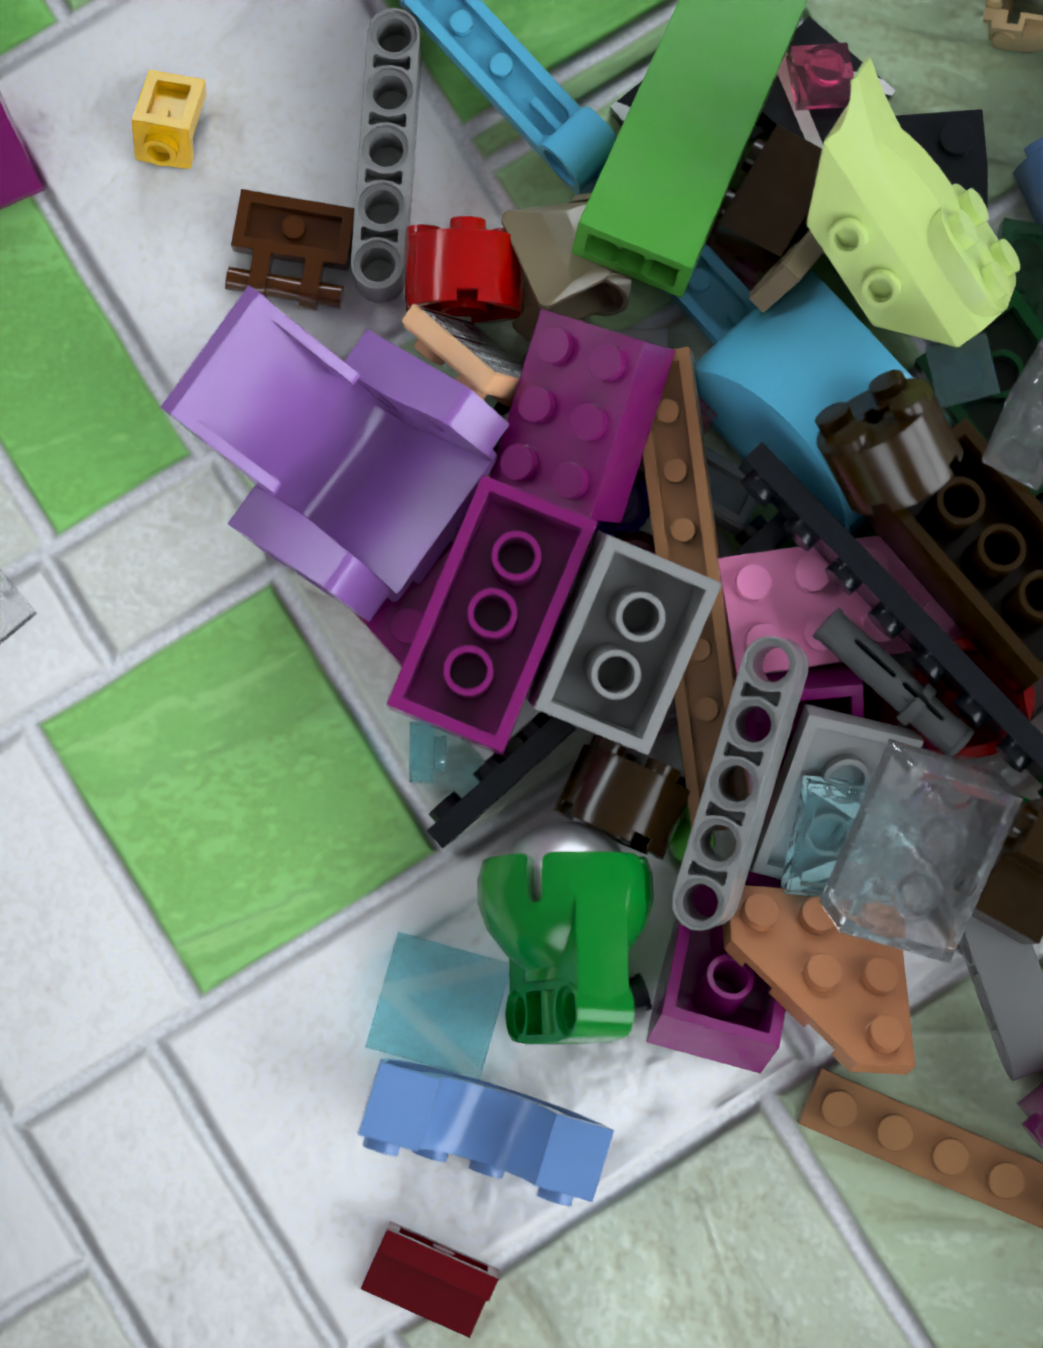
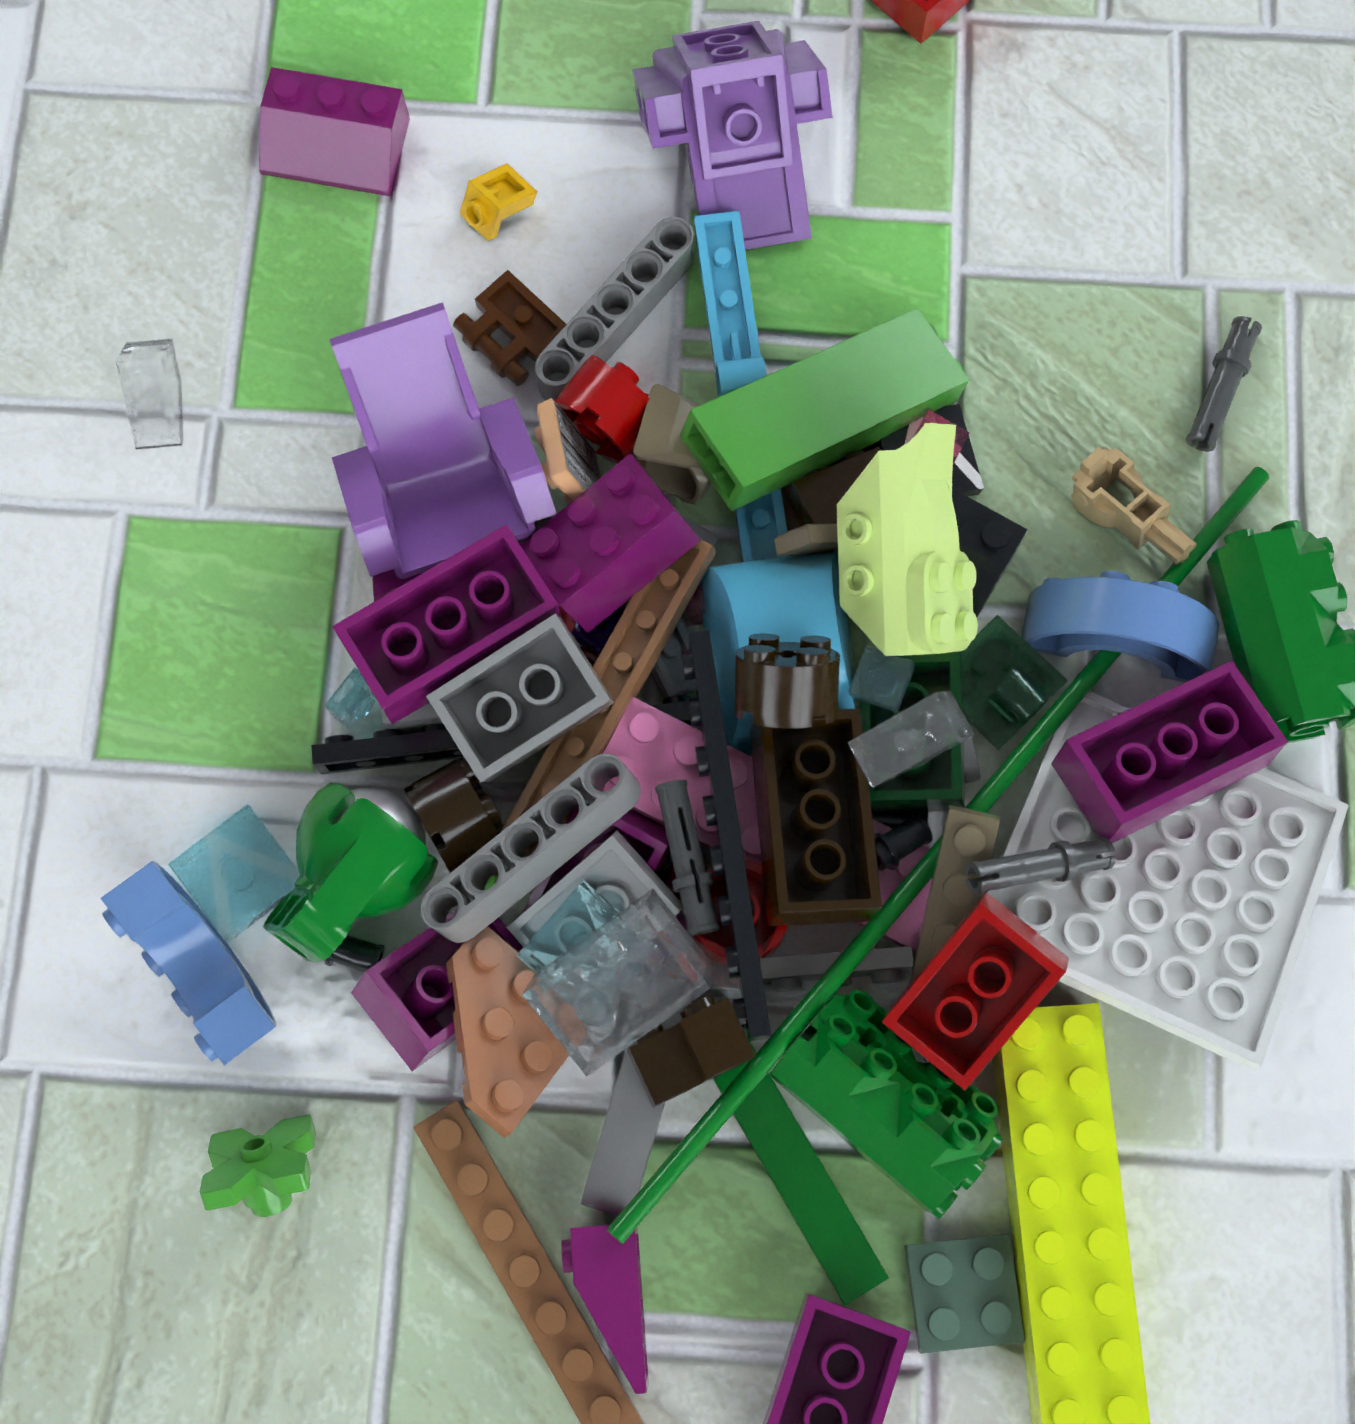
camera: 40 degrees right, 10 degrees down
(430, 1279) = (90, 1051): dark red panel -> none
(689, 1271) = (259, 1167): none -> bright green plant

